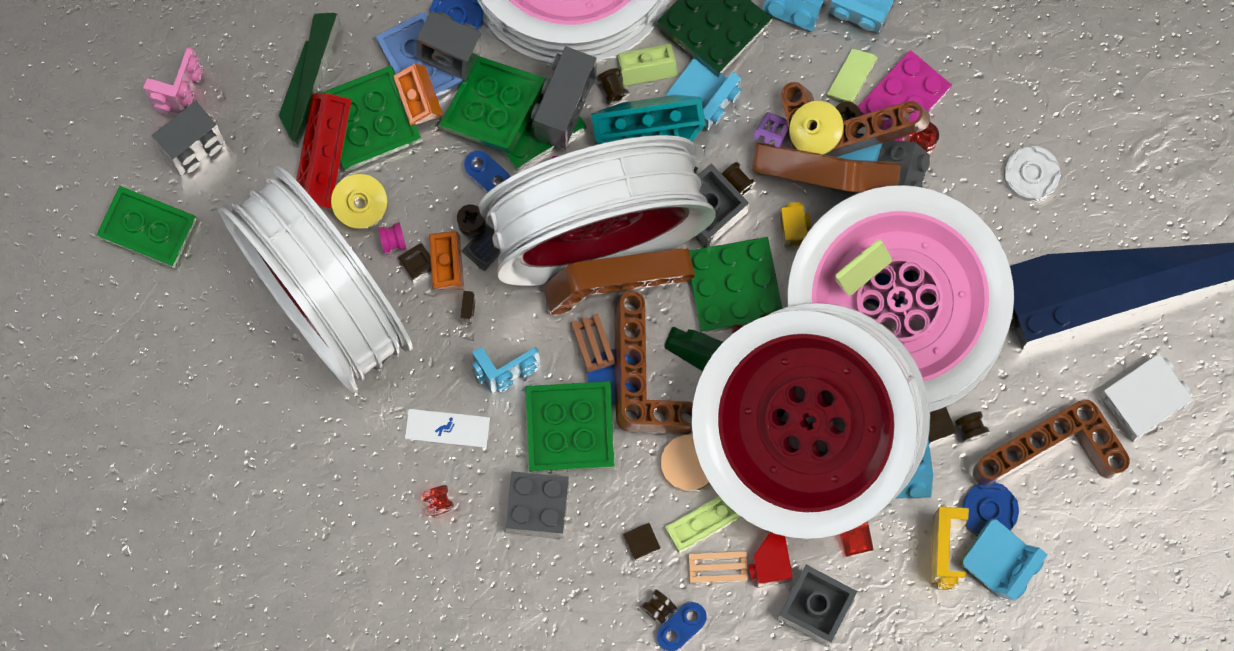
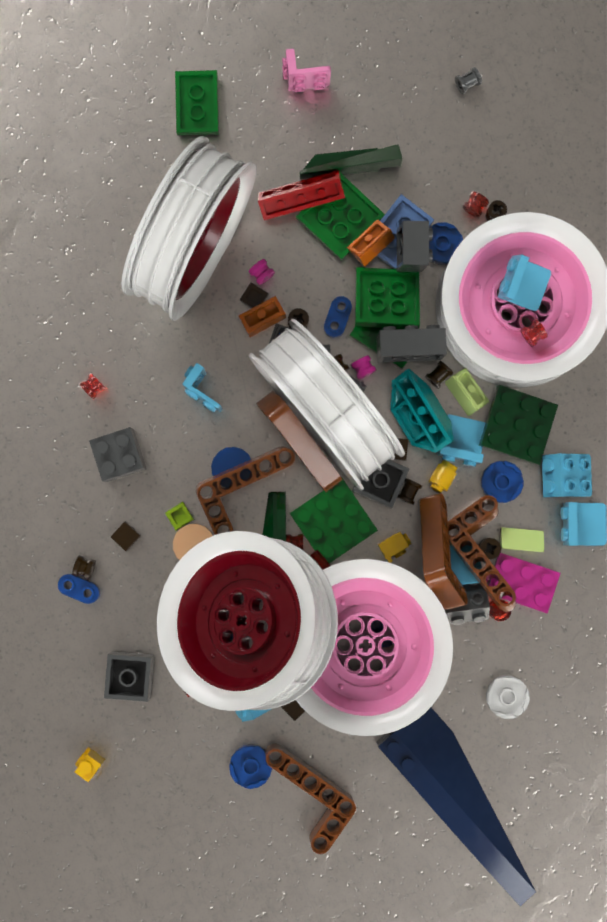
camera: 65 degrees right, 10 degrees up
(189, 138) = (268, 100): dark grey brick -> none
(354, 188) = (277, 226): light yellow dish -> none
(447, 428) = (148, 370): white sticker -> none
(468, 308) = (235, 346): dark brown tile -> none
(570, 426) = (181, 453): green plate -> none
(586, 324) = (261, 431): nougat tile -> none
(646, 466) = (179, 516): none -> lime tile
(701, 523) = (151, 568): yellowish green tile -> none
(718, 567) = (122, 599): light nougat tile -> none
(736, 133) = (443, 476): none -> yellow brick
(771, 69) = (502, 481): none -> blue tile
(771, 134) = (448, 500): medium lavender tile -> none
(771, 562) = (143, 632): red slope -> none
(828, 130) = (471, 541): light yellow dish -> none
(863, 267) = (373, 612): yellowish green slope -> none
(942, 522) = (205, 745): yellow panel -> none
(972, 427) = (303, 730): dark brown wheel -> none
(1002, 560) = (216, 792): medium azure bracket -> none
(1146, 396) = (377, 846): white panel -> none

